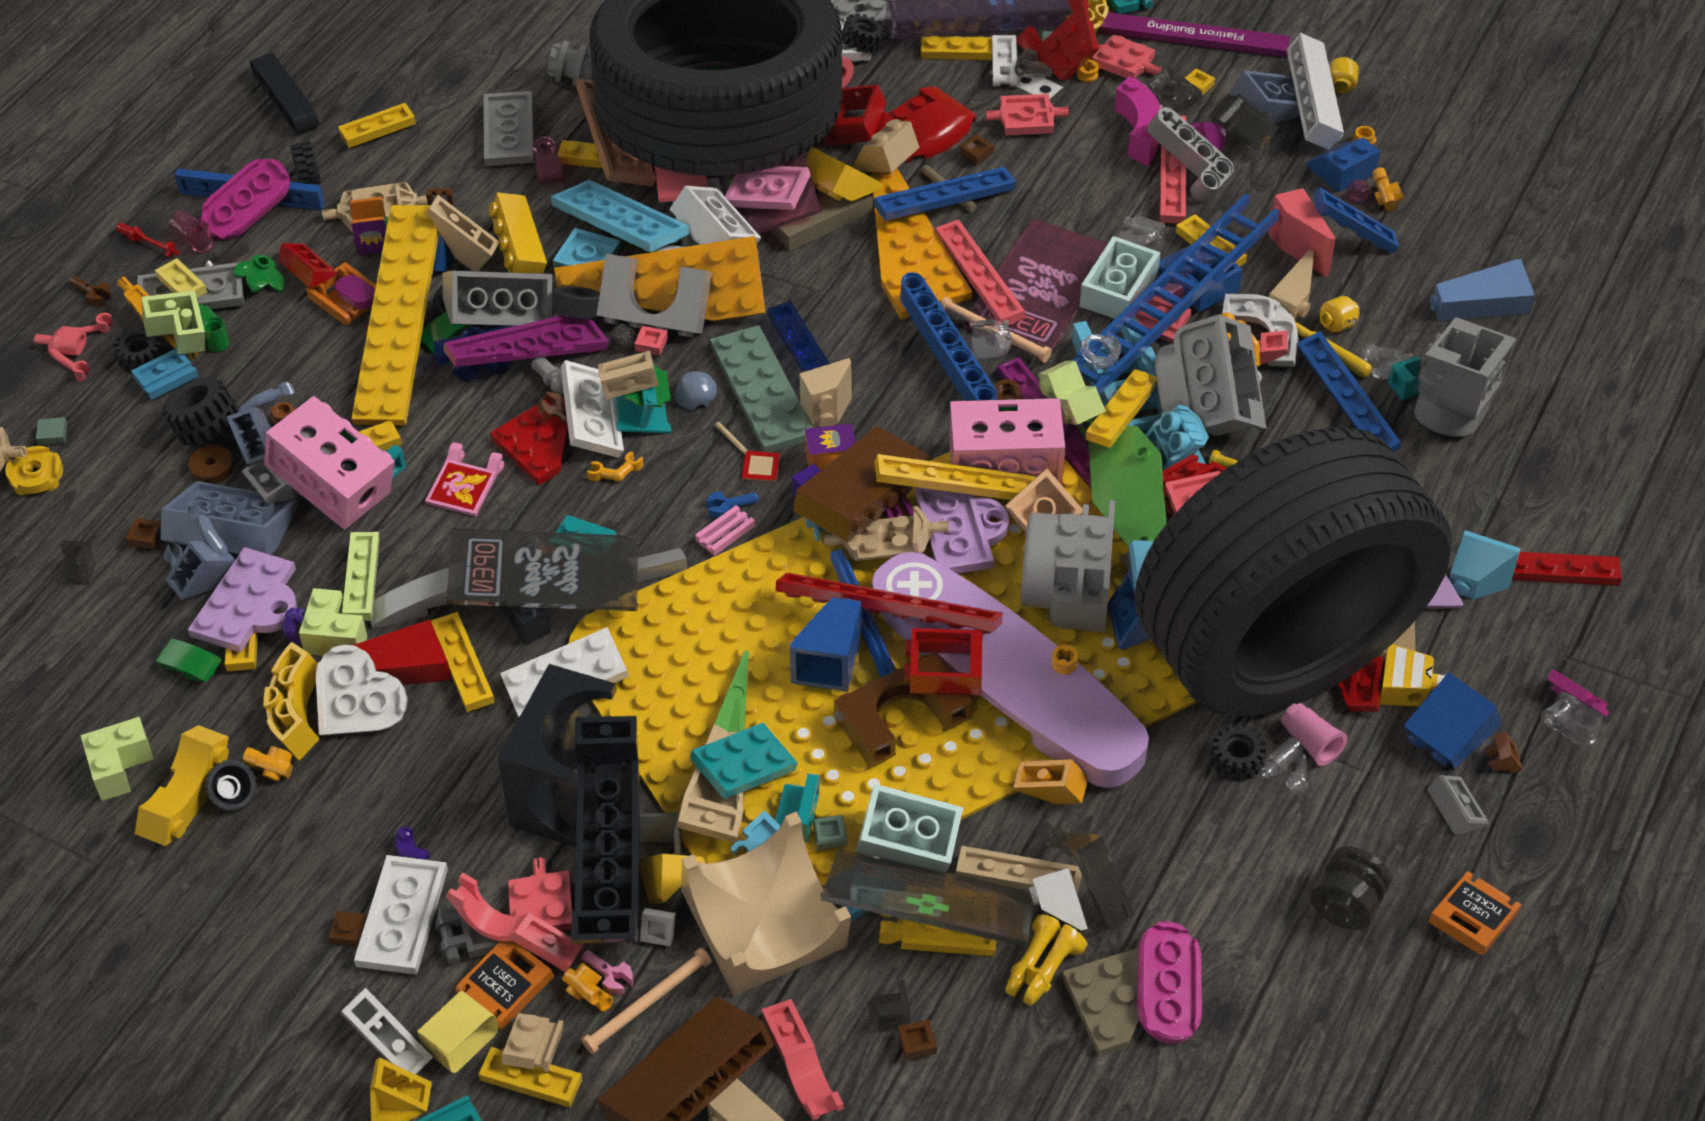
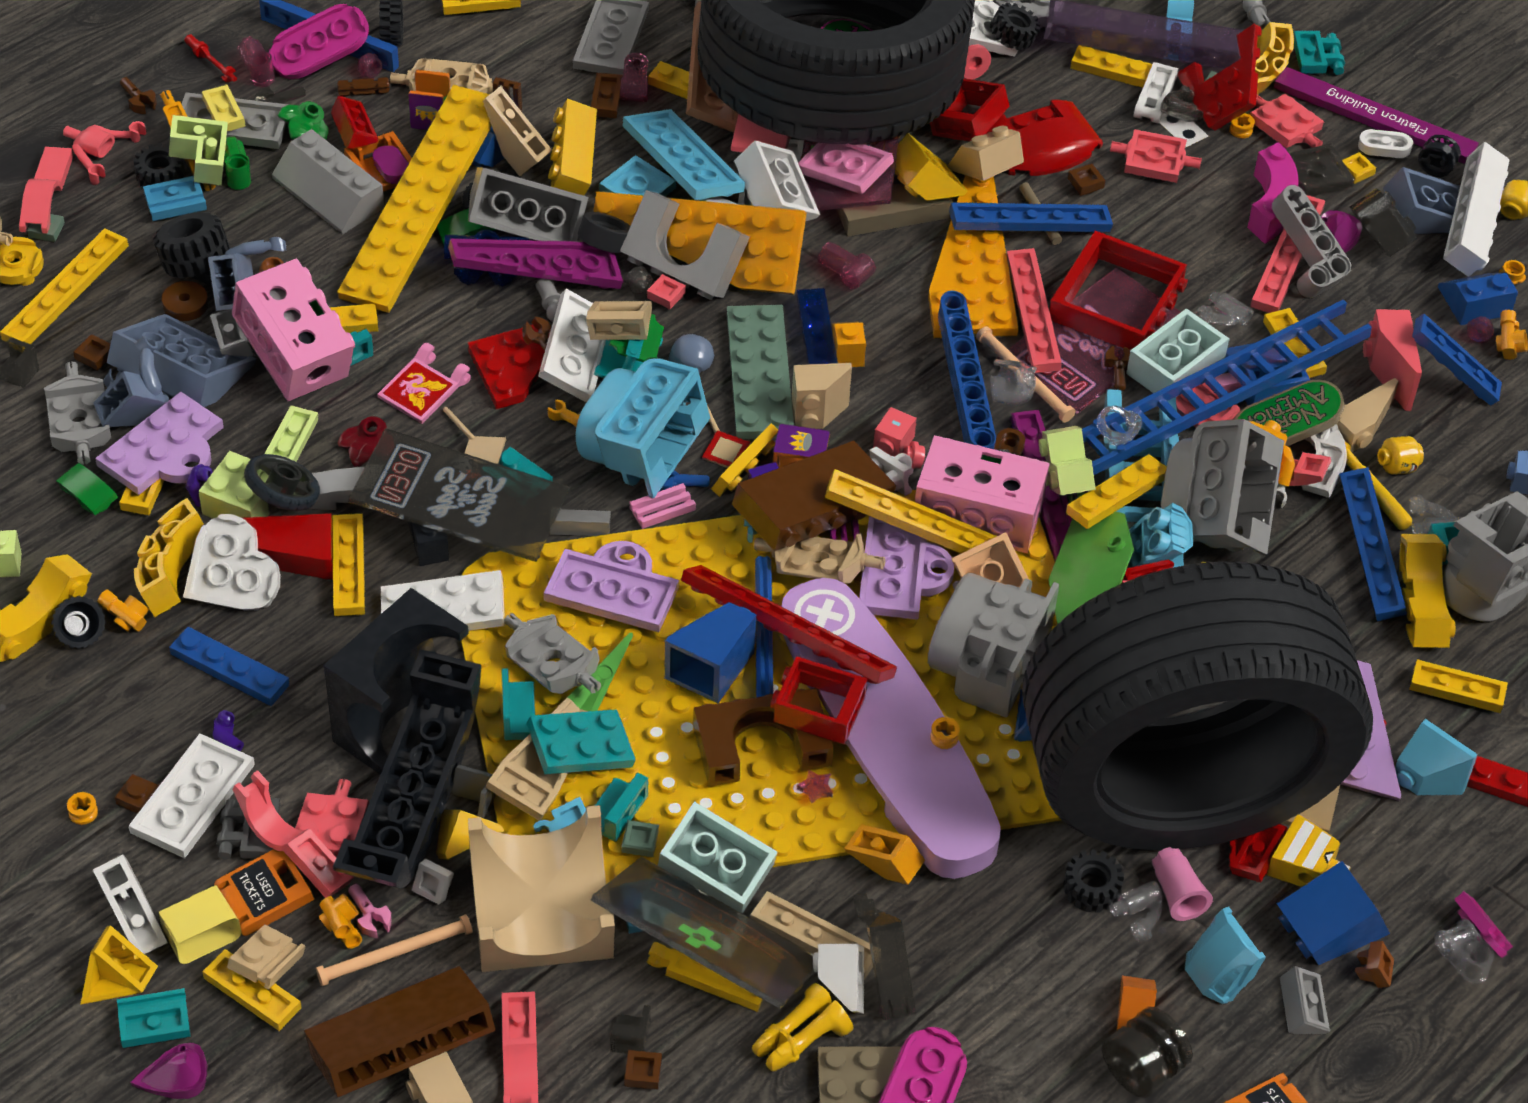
camera: 15 degrees right, 0 degrees up
(36, 395) = (40, 189): none -> coral piece
(93, 482) = (65, 287): none -> yellow plate
(142, 580) = (70, 399): none -> light grey plate
(299, 209) = (369, 65): none -> clear pink plate
(300, 229) = (363, 86): none -> reddish brown axle
(302, 965) = (84, 800): none -> light orange bush
(304, 322) = (328, 182): none -> light grey slope
(375, 603) = (283, 480): none -> wheel
(387, 785) = (229, 666): none -> blue plate
(430, 548) = (360, 441): none -> dark red plate
(526, 180) = (606, 94): none -> reddish brown plate
(539, 522) = (479, 446): none -> tan piece
(669, 680) = (542, 640): none -> light grey plate
(671, 747) = (517, 707): none -> teal panel
(681, 460) = (642, 421): none -> medium azure brick
(713, 613) = (613, 586): none -> lavender plate
(784, 470) = (747, 460): none -> yellow plate
(807, 278) = (852, 269): none -> clear pink piece
(833, 341) = (849, 342): none -> light orange slope
(904, 410) = (894, 432): none -> coral brick
(920, 439) = (896, 468): none -> white hips
(928, 426) = (916, 453): none -> coral plate
(965, 740) = (816, 786): none -> clear pink piece
(1048, 207) = (1128, 257): none -> red window
(1072, 301) = (1118, 365): none -> reddish brown bar
(1214, 56) = (1385, 143): none -> white plate
(1245, 296) = (1299, 410): none -> tile
(1264, 56) = (1438, 157): none -> black wheel
(1317, 845) = (1134, 997): none -> orange slope
(1379, 787) = (1223, 959): none -> medium azure slope
(1399, 401) = (1424, 592): none -> yellow brick
(1471, 496) = (1458, 686): none -> yellow plate

